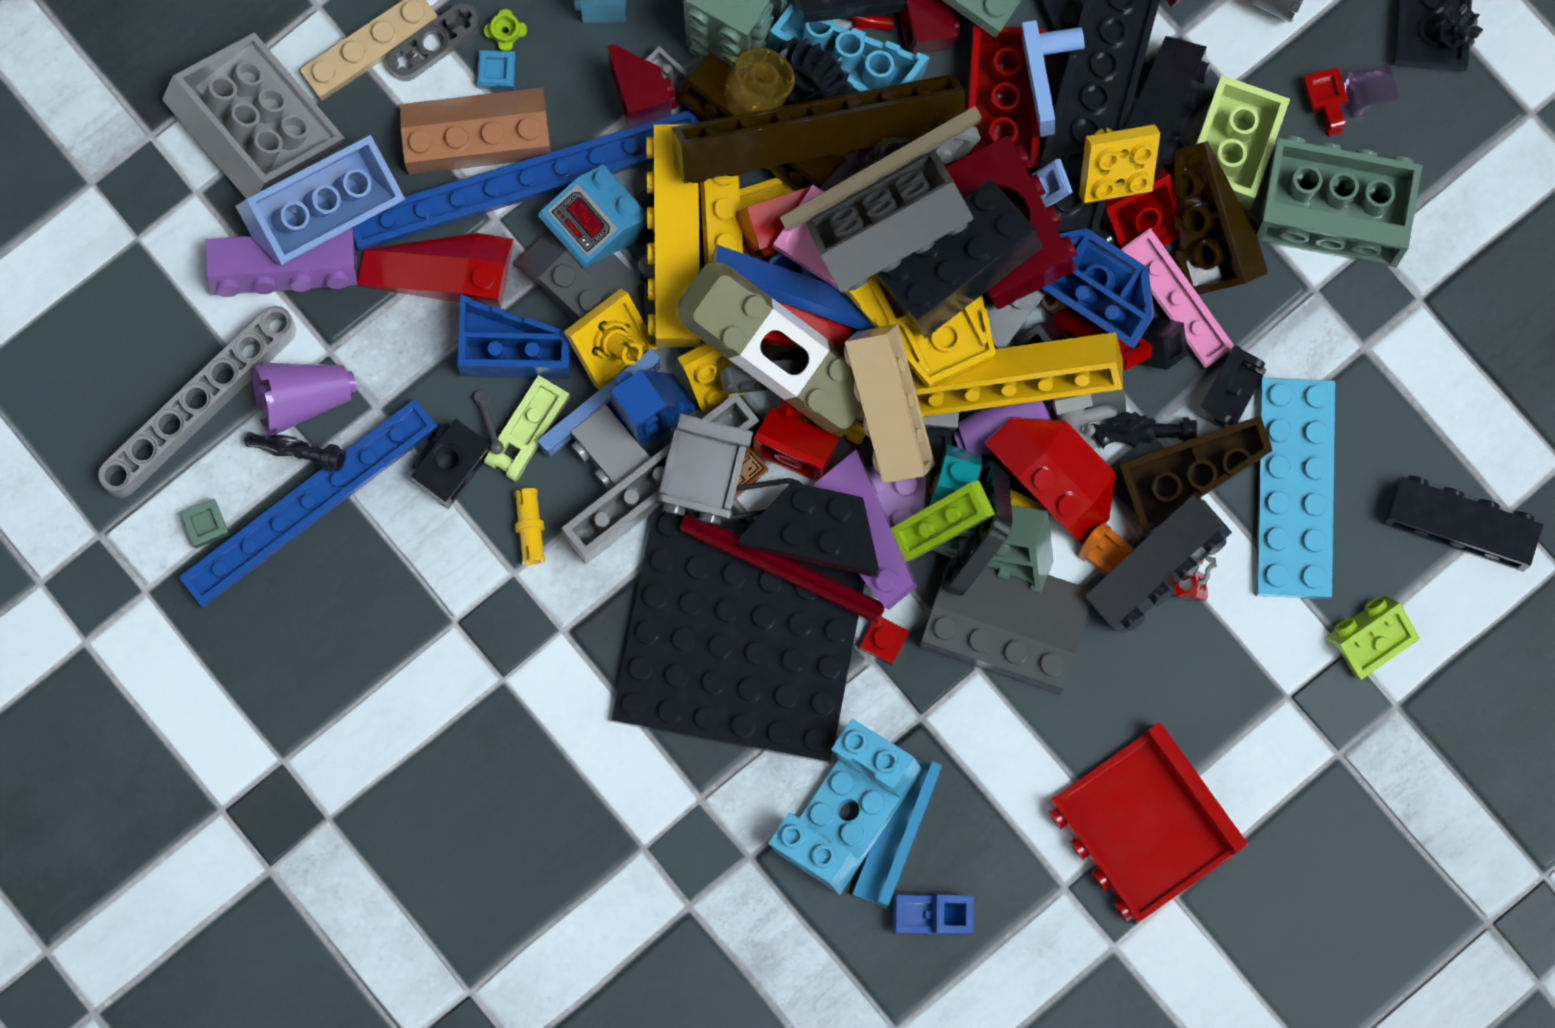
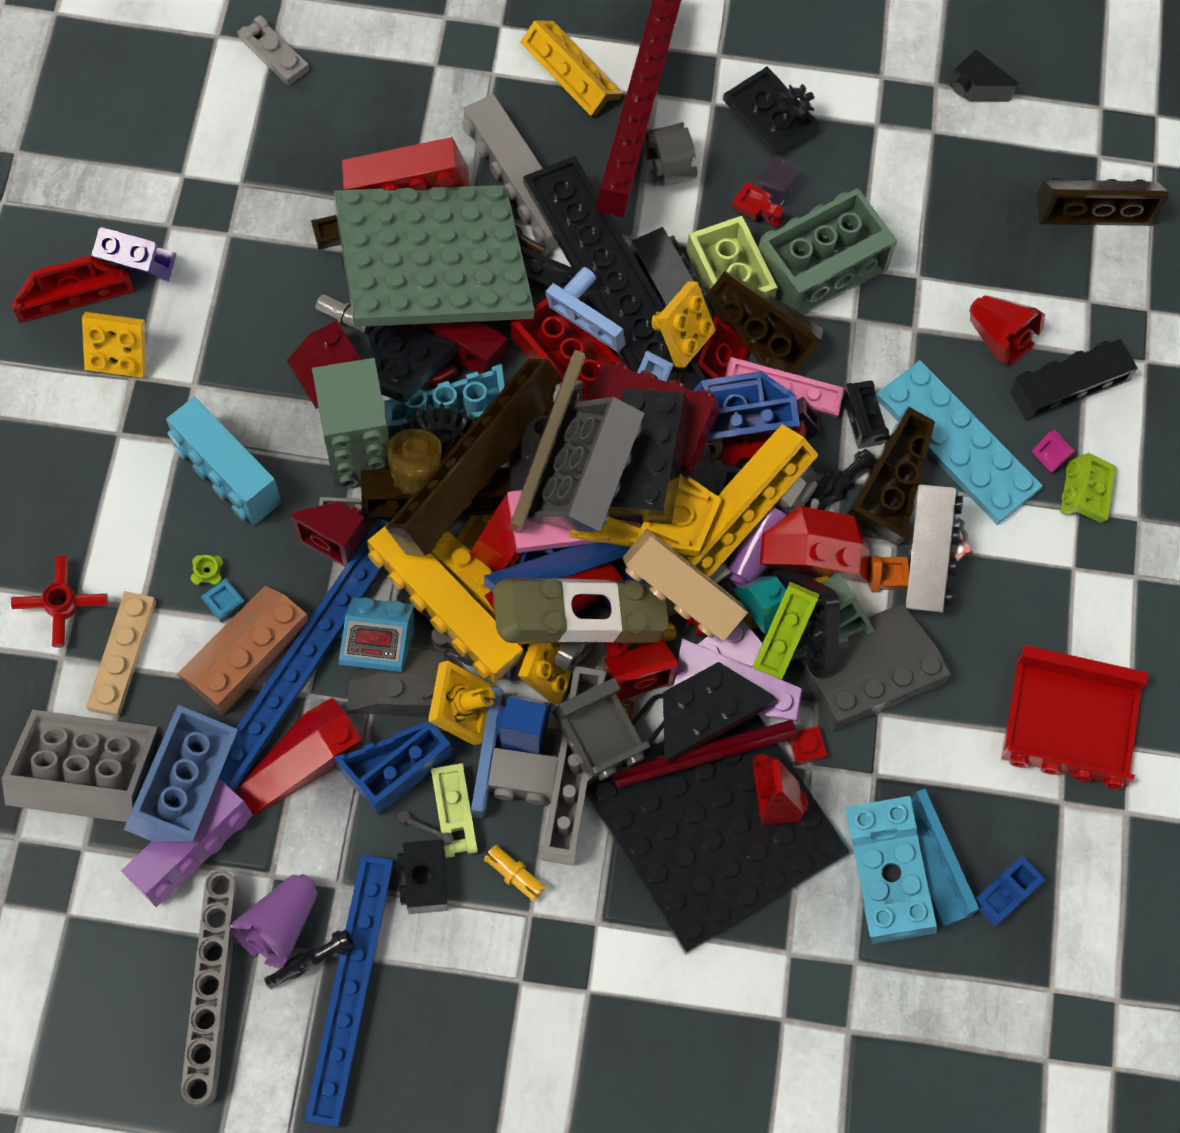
camera: 45 degrees left, 10 degrees down
(205, 523) = (289, 1067): sand green plate -> none
(435, 27) = (167, 639): dark grey beam -> none
(806, 653) = (777, 792): none -> red wedge
(1374, 573) = (1053, 451): none -> dark pink tile
(1447, 420) = (1006, 326): none -> red cone

